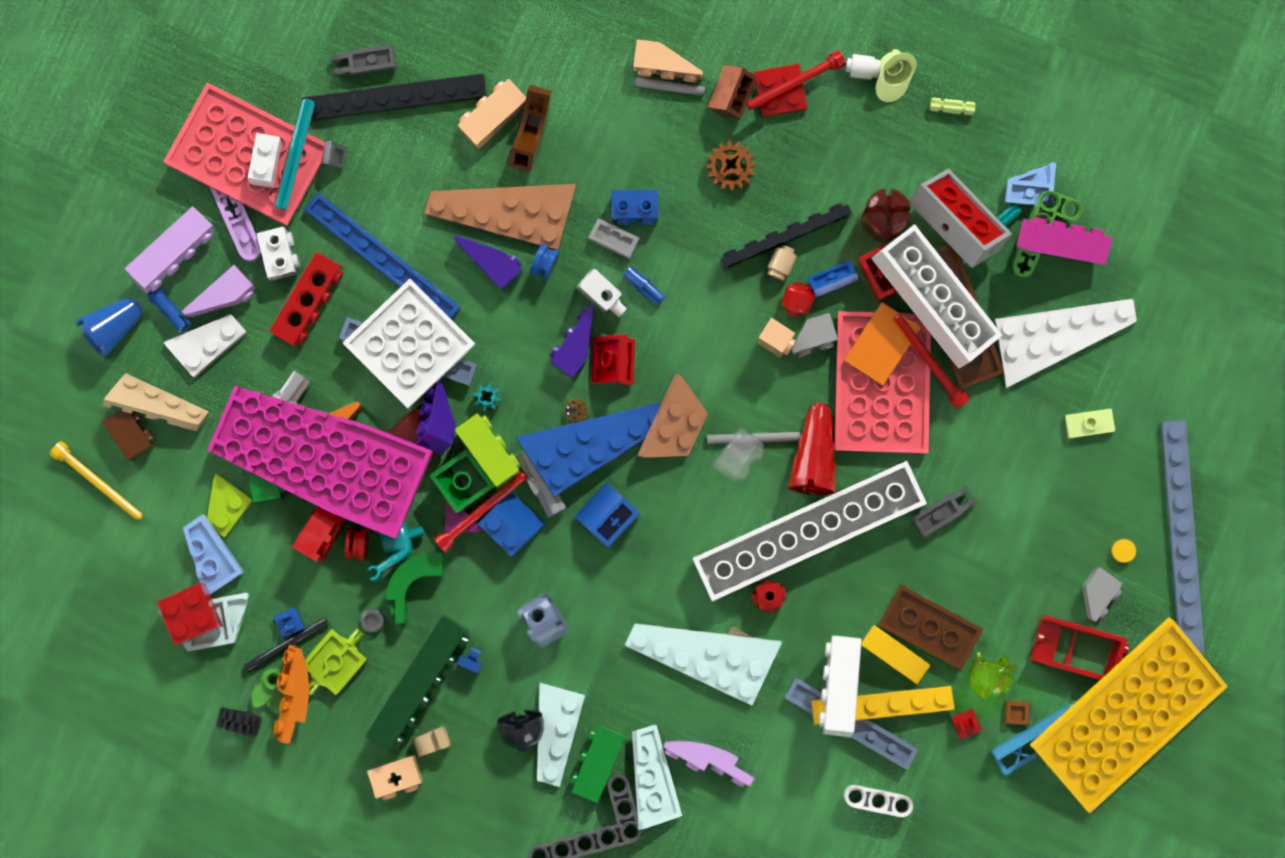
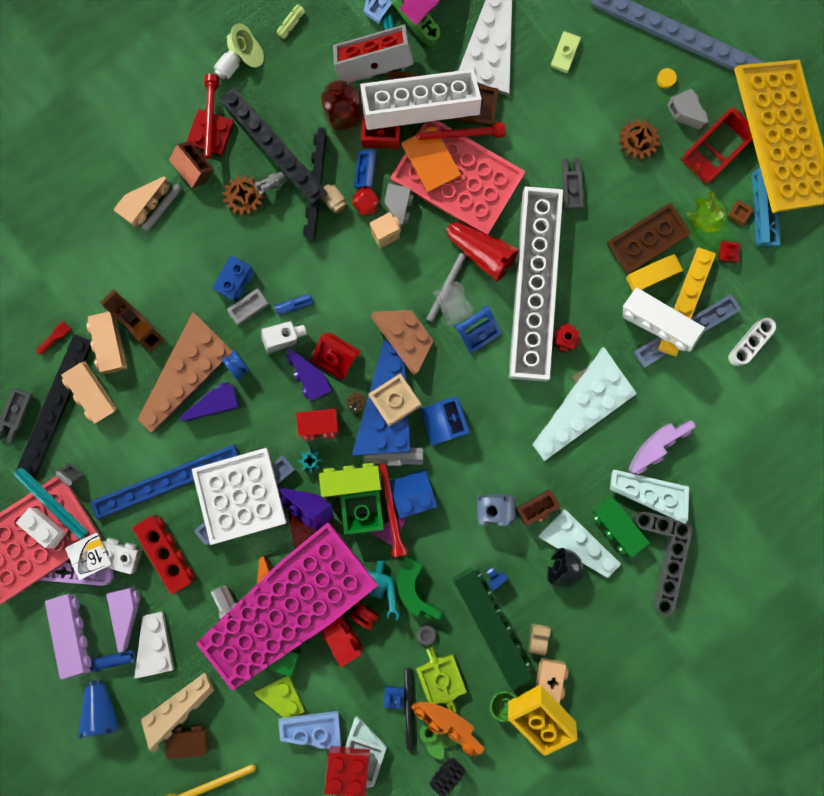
camera: 65 degrees left, 0 degrees up
(262, 224) = (88, 556): none -> sticker
(343, 743) = (499, 705): none -> bright green hair
(350, 787) = (542, 720): none -> yellow brick
(430, 126) = (88, 392): none -> light nougat brick
(475, 56) = (58, 333): none -> red piece
(530, 383) = (318, 423): none -> red brick
(569, 664) = (537, 507): none -> copper brick
(599, 449) = (395, 400): none -> tan tile
(723, 503) = (480, 334): none -> blue plate
(764, 189) = (273, 181): none -> light grey pin
(801, 168) = (274, 146): none -> black plate
(1036, 568) = (647, 138): none -> dark orange gear

